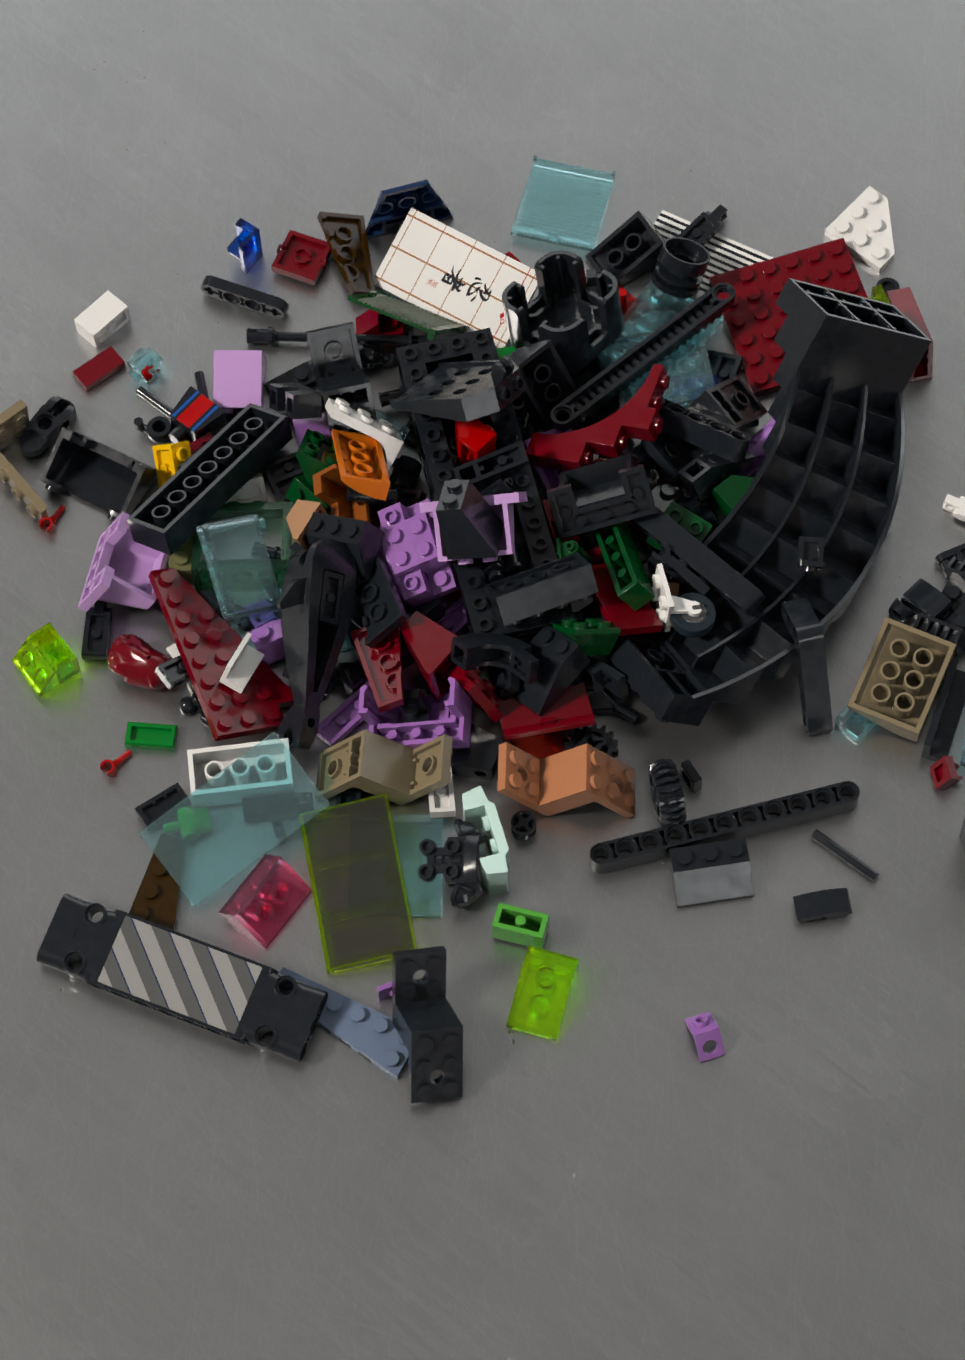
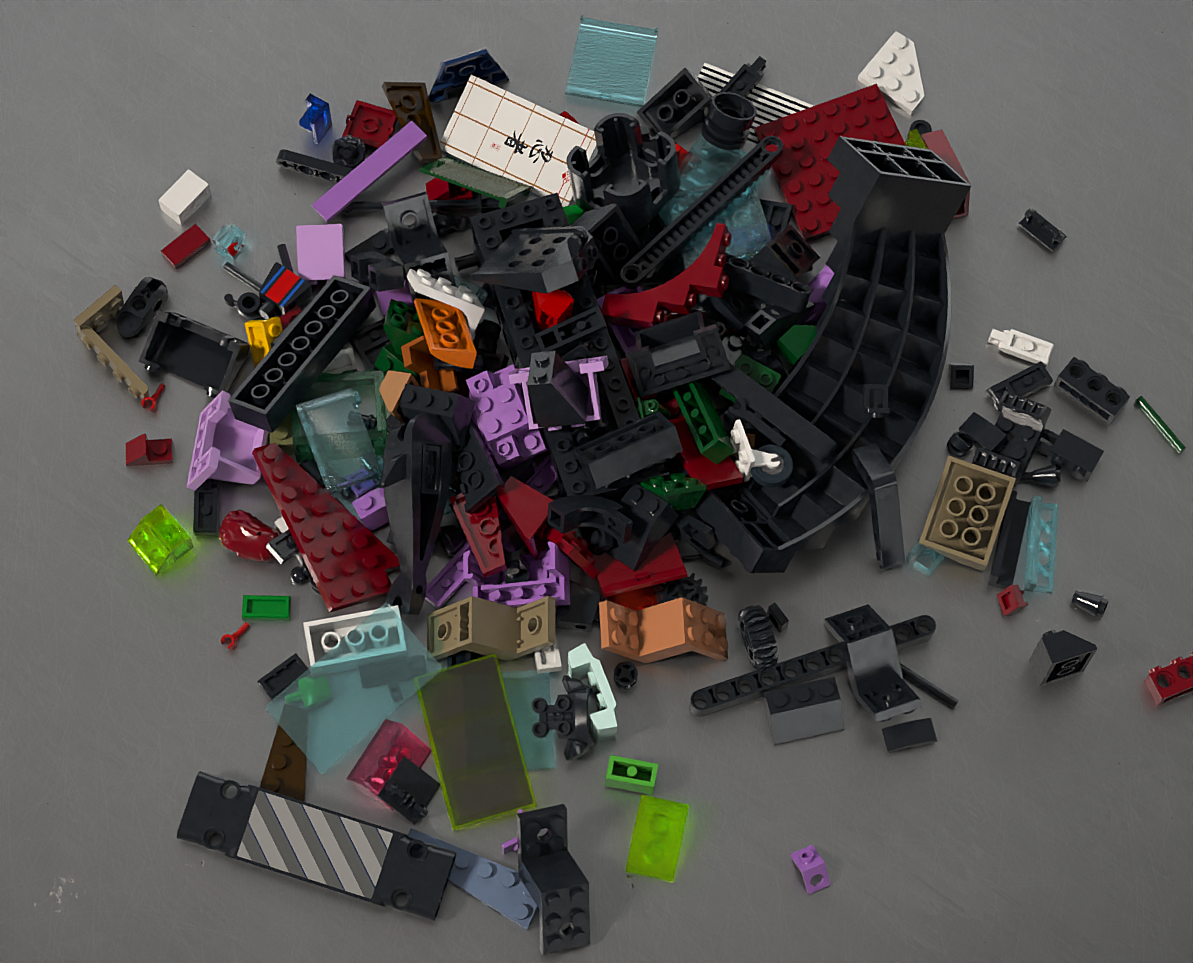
camera: 10 degrees left, 5 degrees up
(42, 573) = (149, 452): none -> dark red slope
(241, 666) = (348, 537): white panel -> none
(277, 280) = (348, 151): none -> black piece
(284, 928) = (409, 790): none -> black hinge
(296, 301) = (369, 171): none -> medium lavender tile
(787, 826) = (873, 663): none -> black bracket
(910, 541) = (961, 375): none -> black slope

